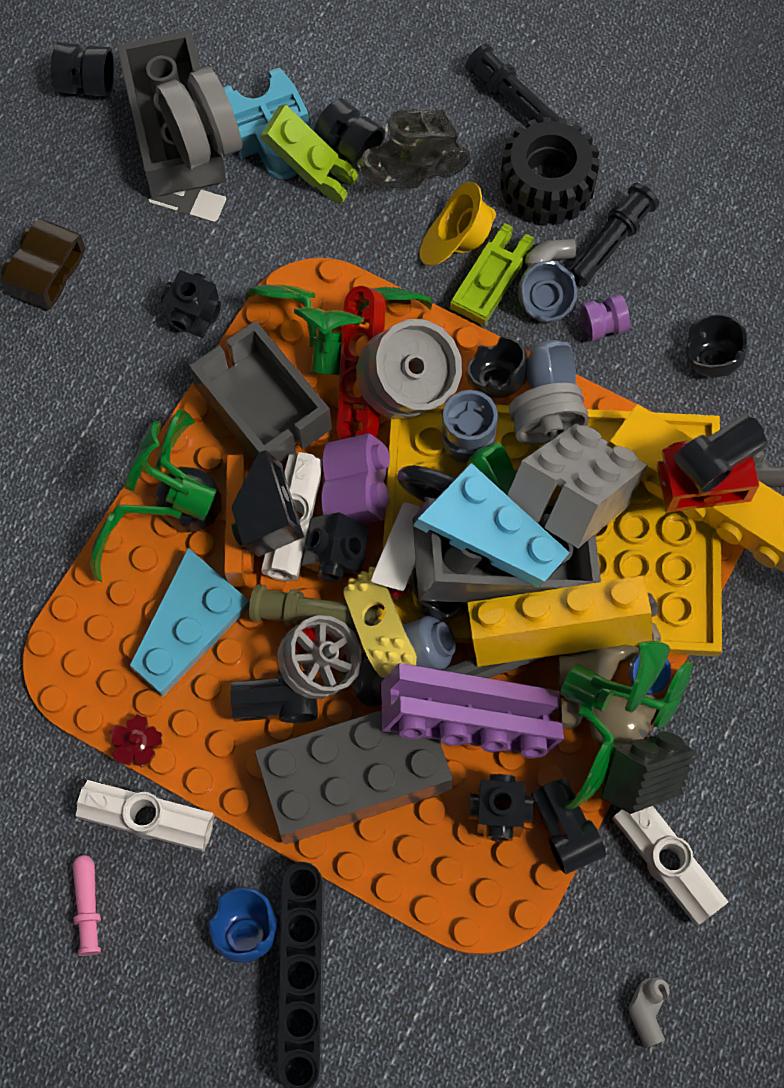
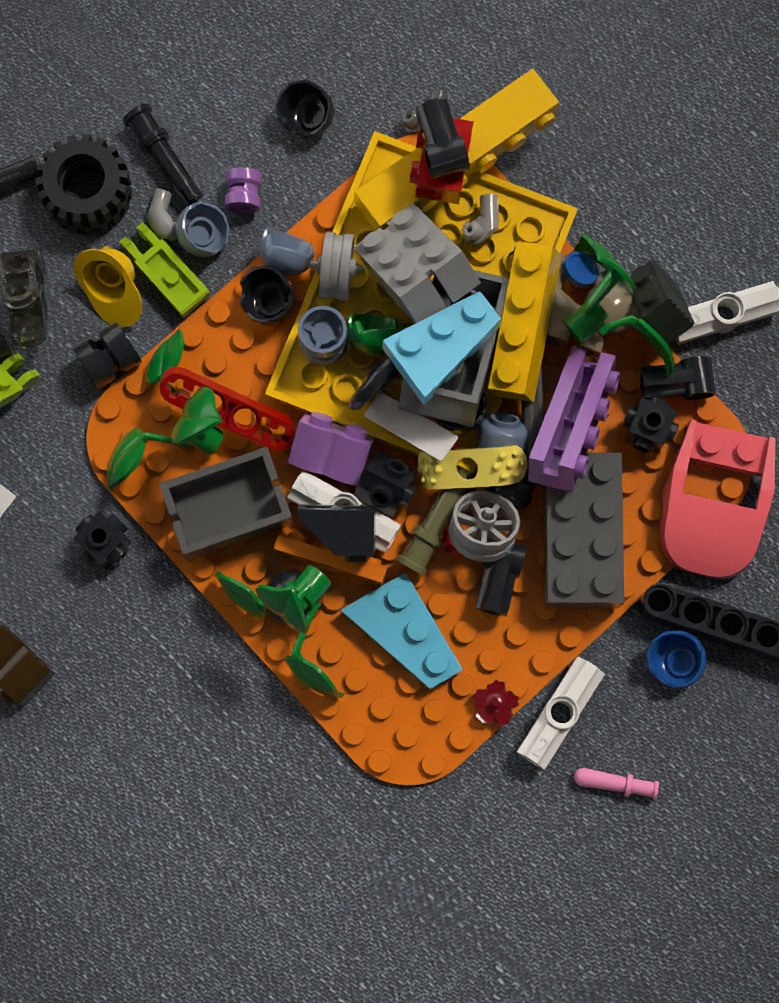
camera: 75 degrees left, 10 degrees up
(386, 250) = (107, 355): none -> black wheel
(399, 918) = (709, 534): none -> coral slope
(409, 369) = (257, 367): light grey wheel -> none
(661, 557) = (486, 223): none -> light grey arm

